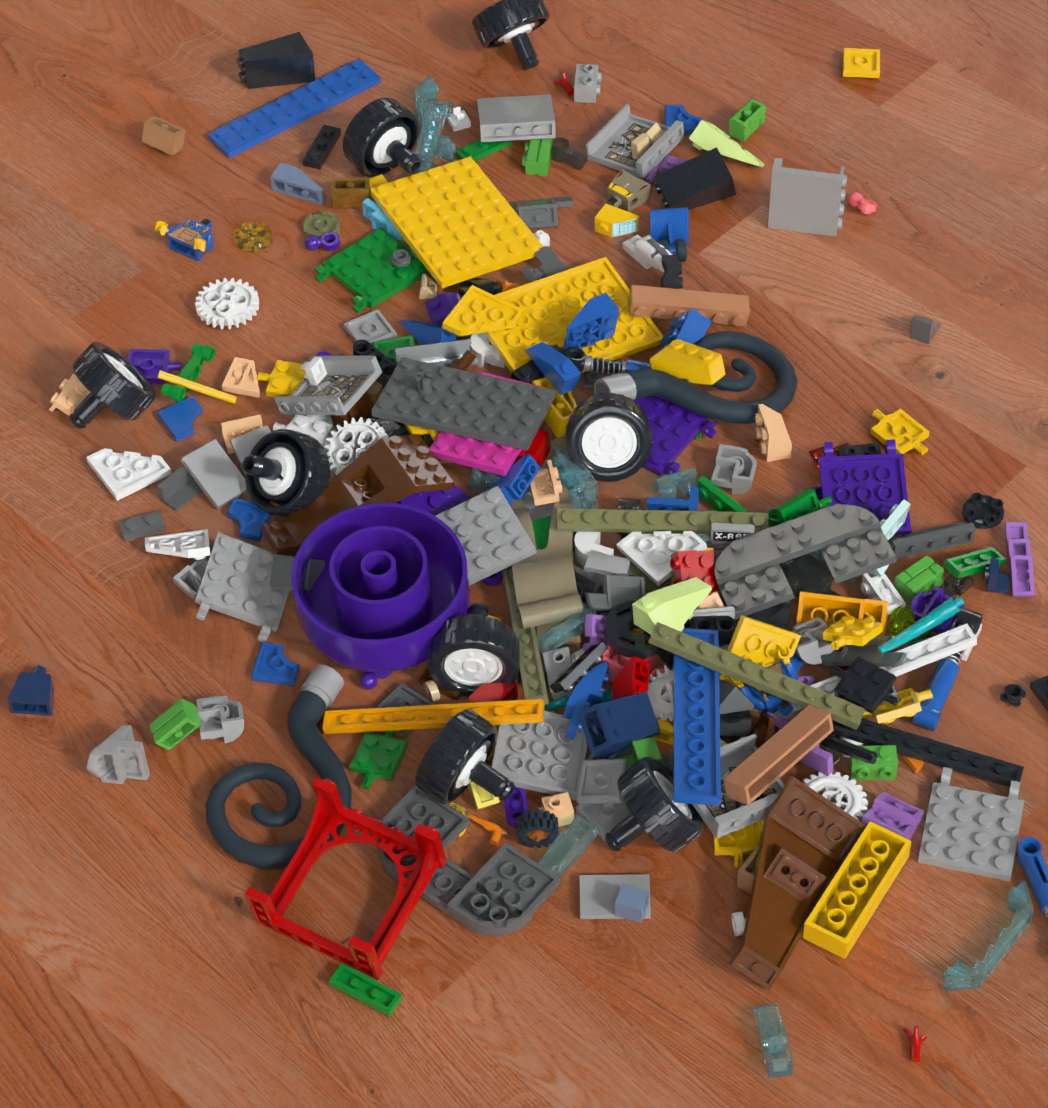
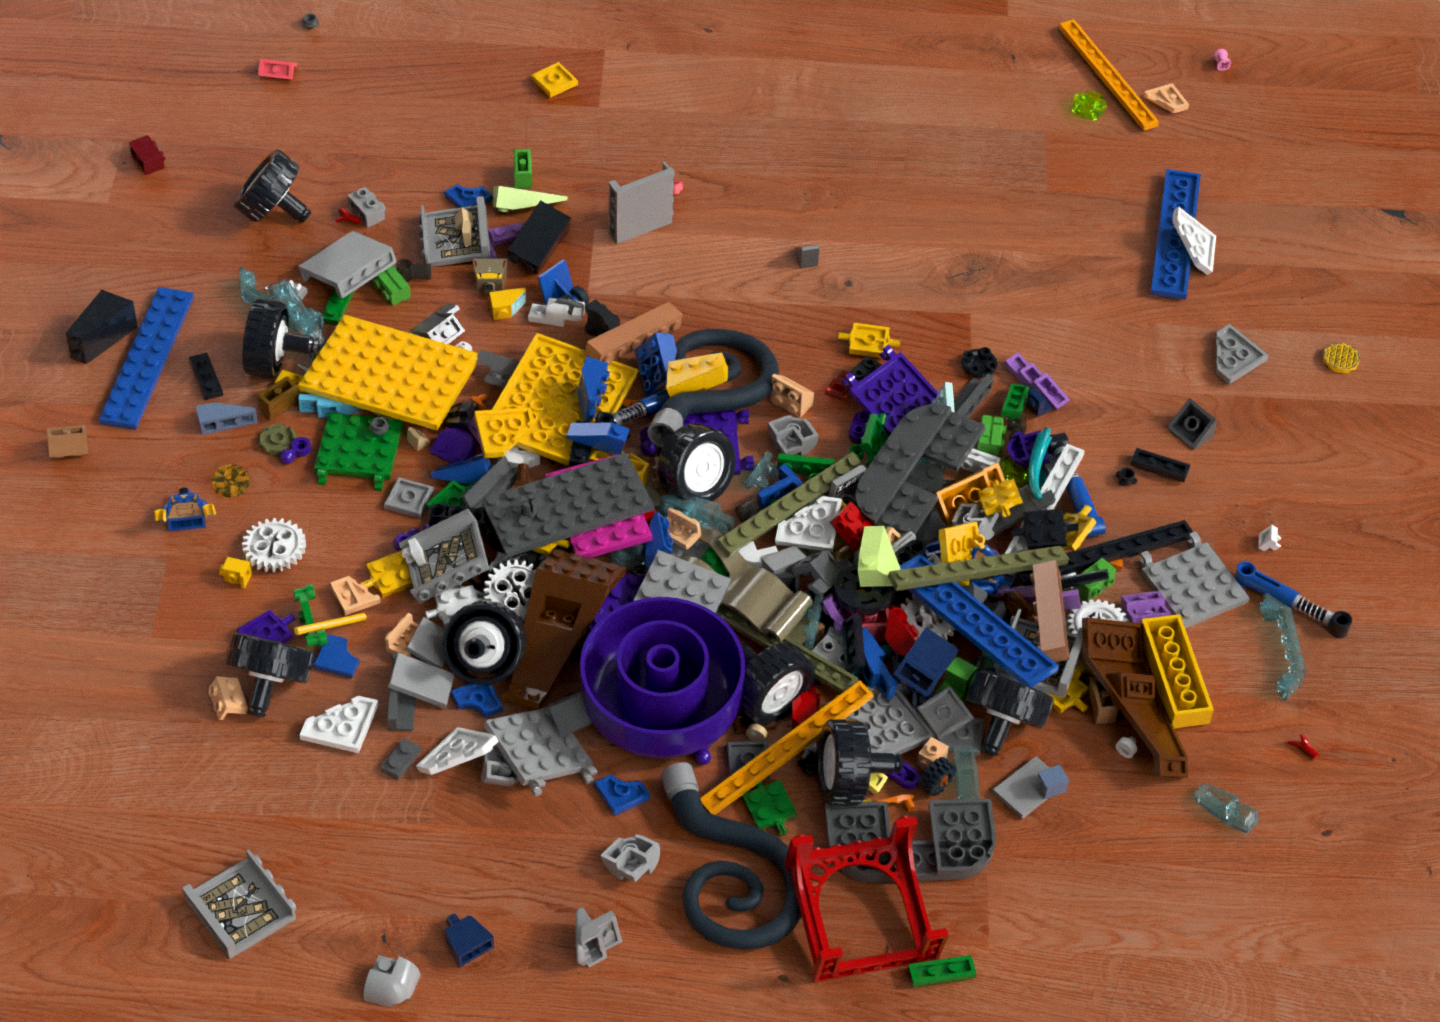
camera: 45 degrees left, 0 degrees up
(175, 724) = (606, 883): bright green brick -> none
(177, 306) = (236, 571): none -> yellow brick

